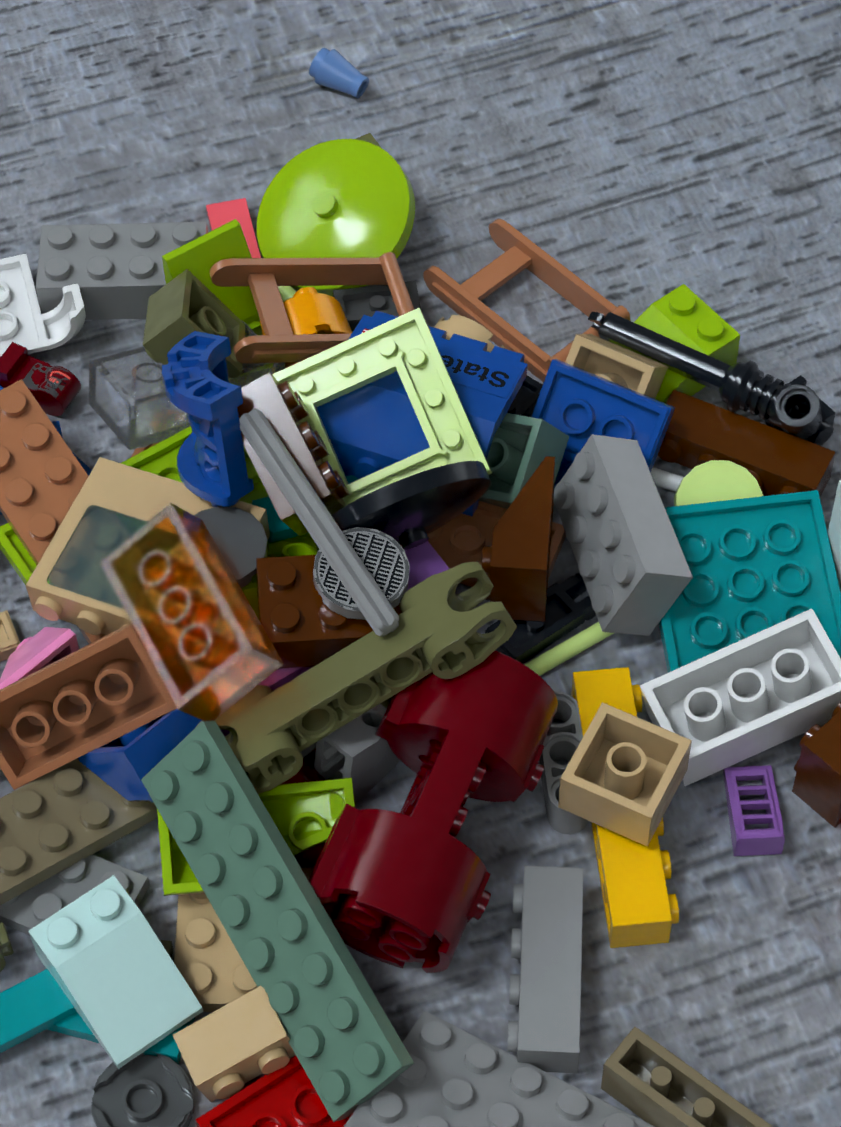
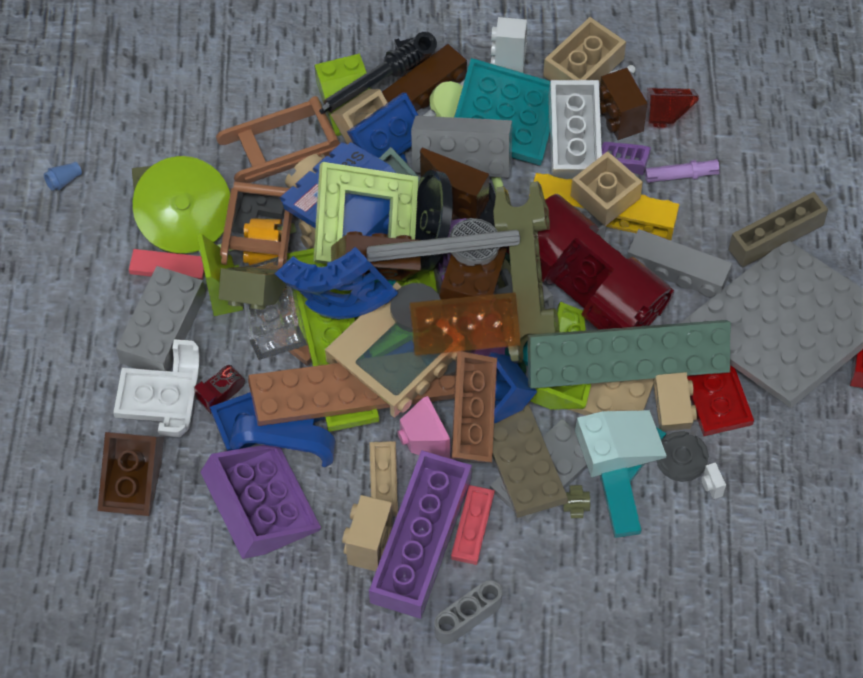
camera: 70 degrees left, 5 degrees up
(778, 929) = (687, 170): none -> lavender pin

